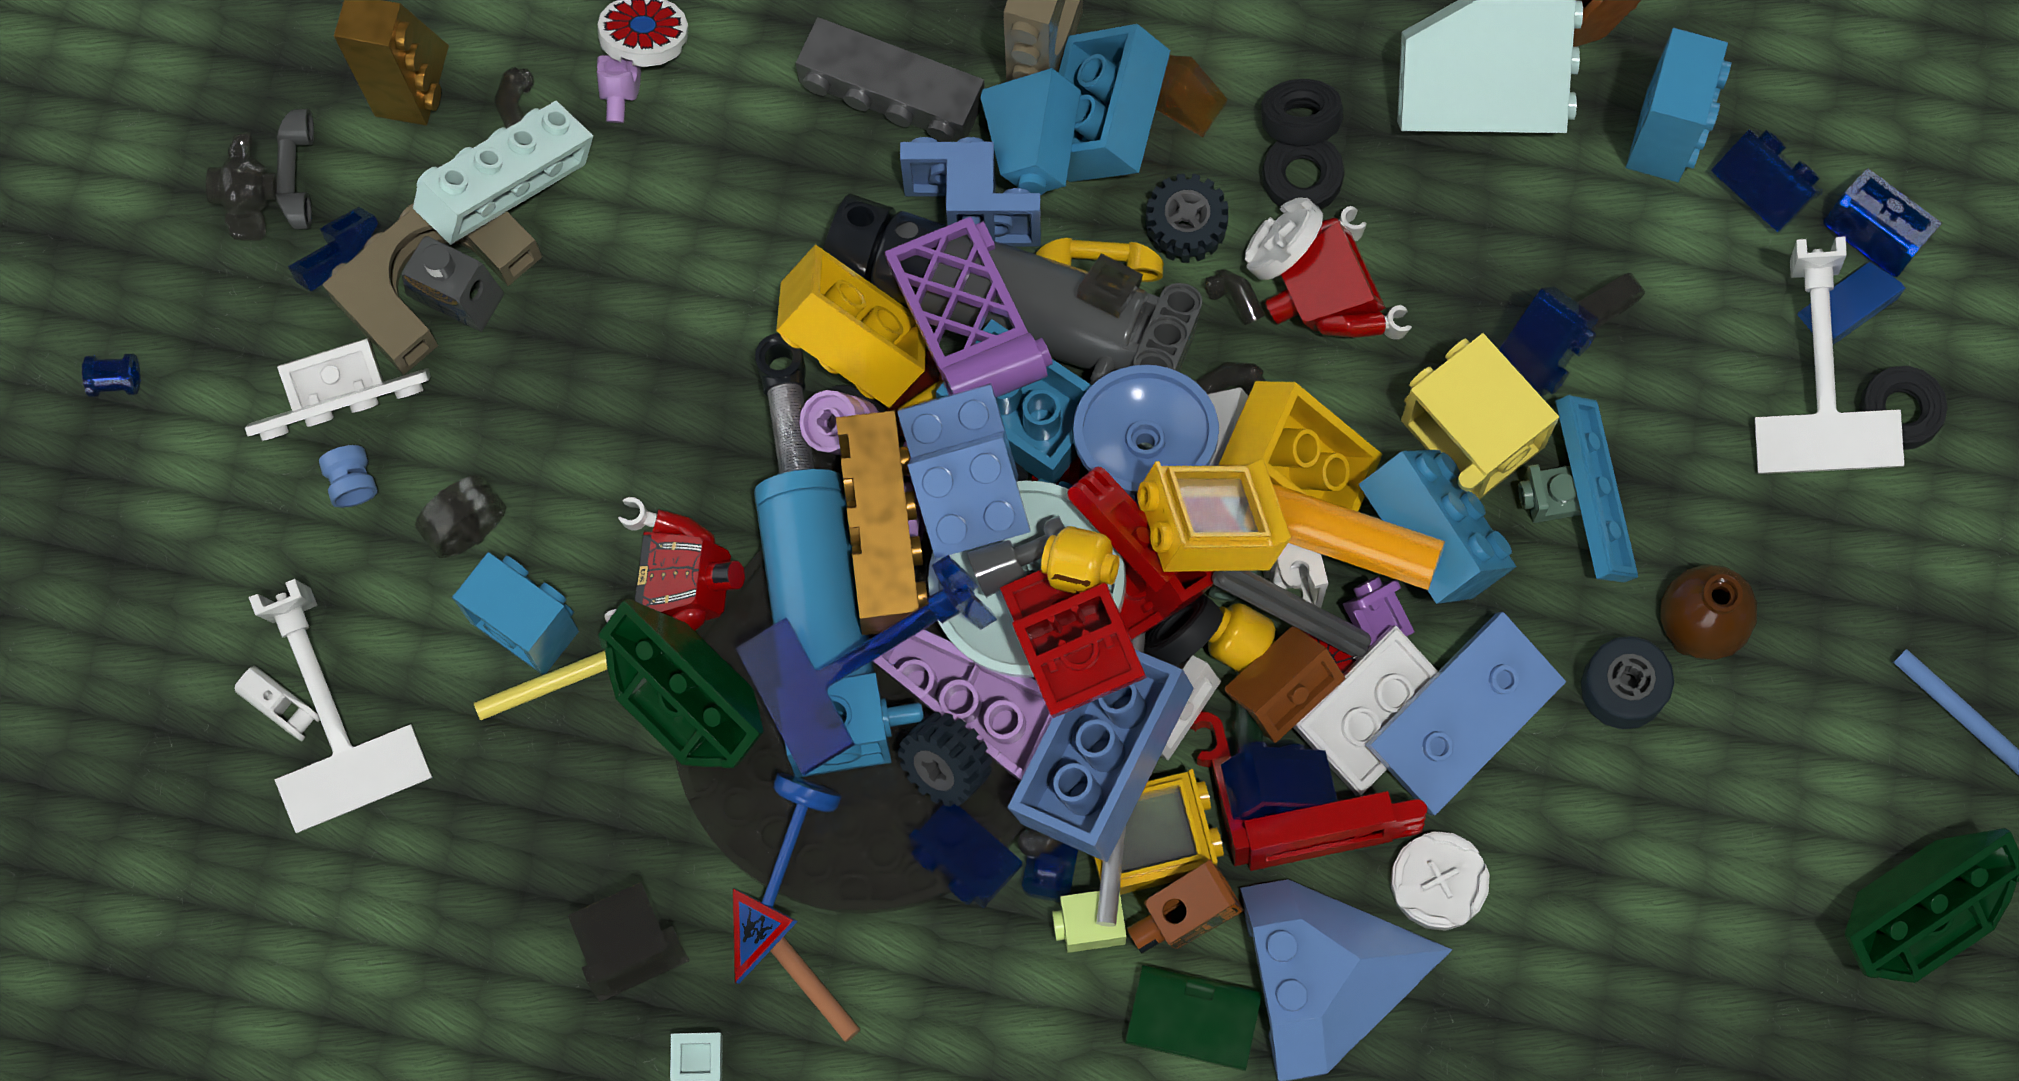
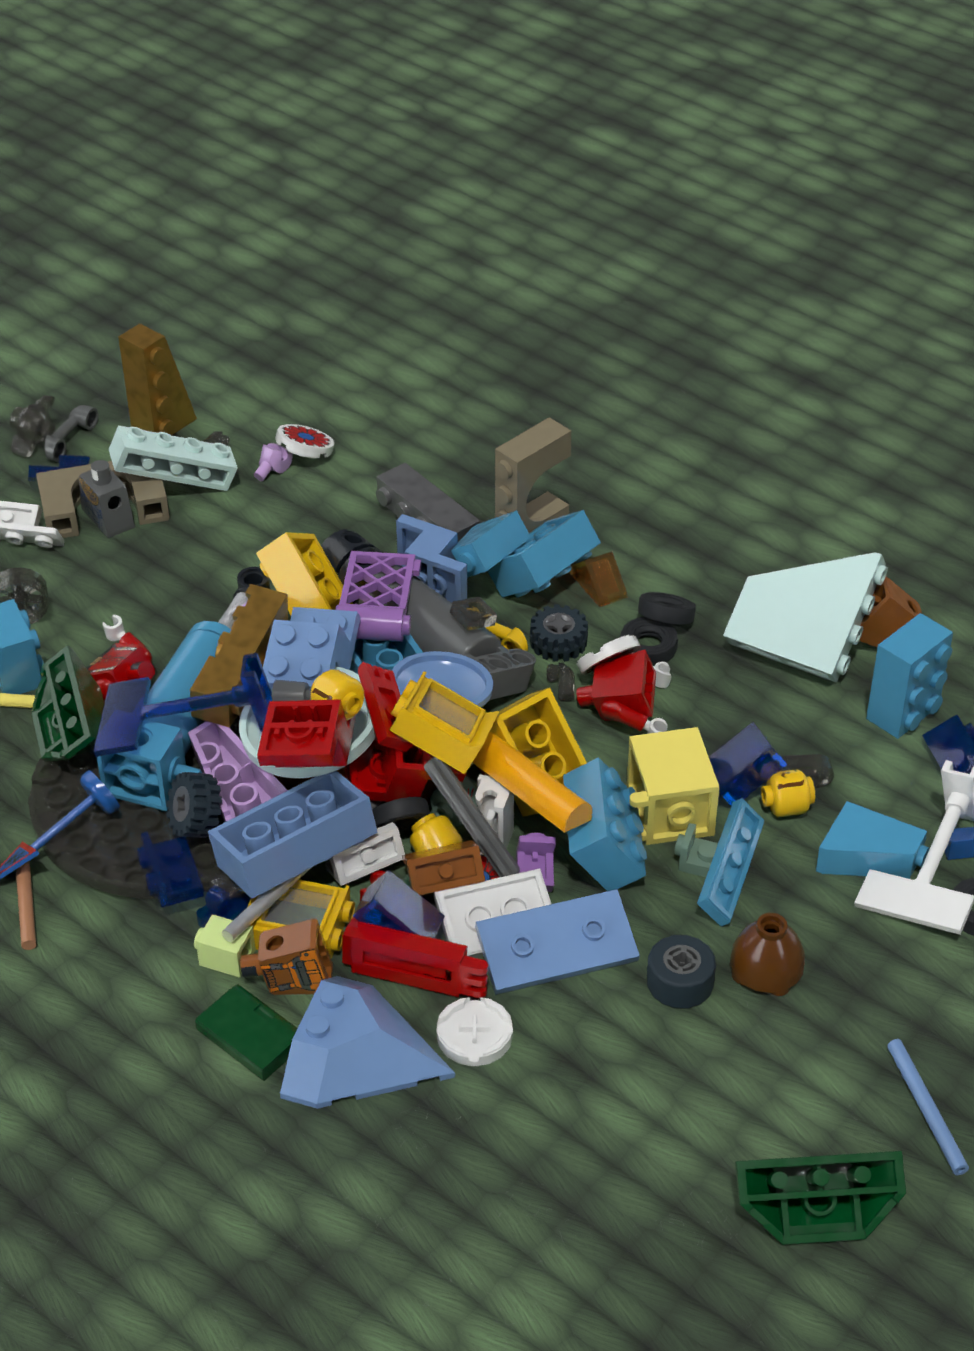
camera: 25 degrees right, 30 degrees down
(1613, 352) = (788, 793): none -> yellow head
(1740, 381) = (873, 841): none -> dark azure slope

